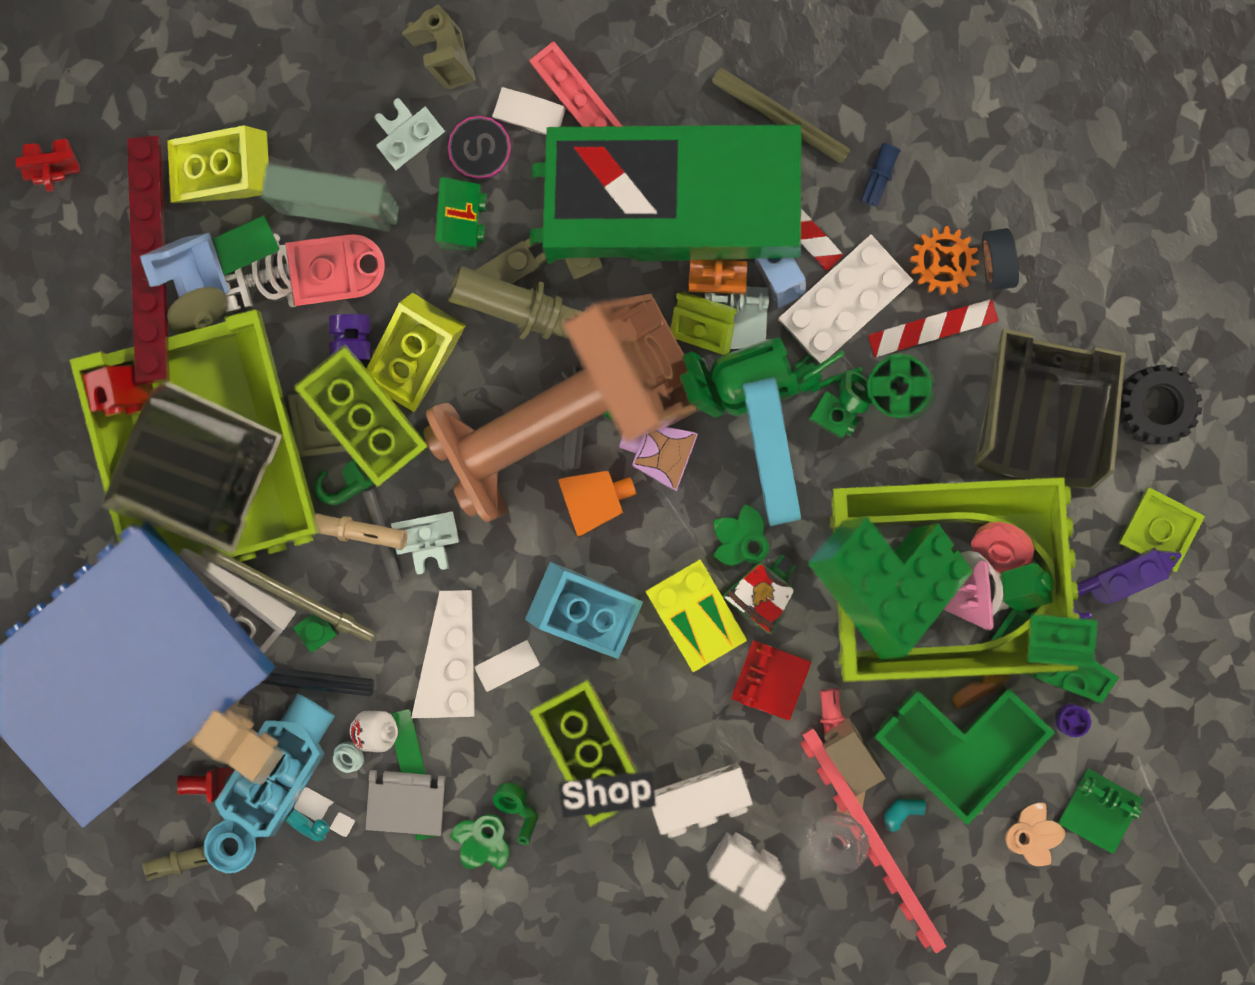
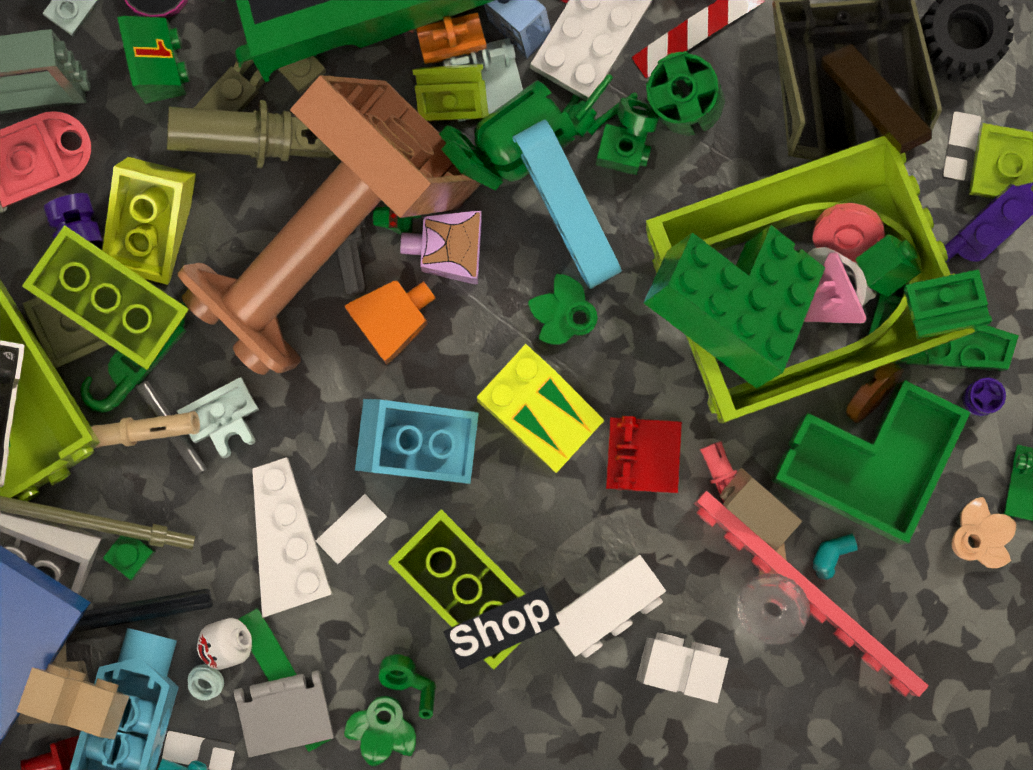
camera: 20 degrees left, 5 degrees down
(763, 593) = (605, 363): torso -> none
(1062, 442) = (876, 98): none -> dark brown tile
(1126, 499) = (962, 146): none -> white sticker

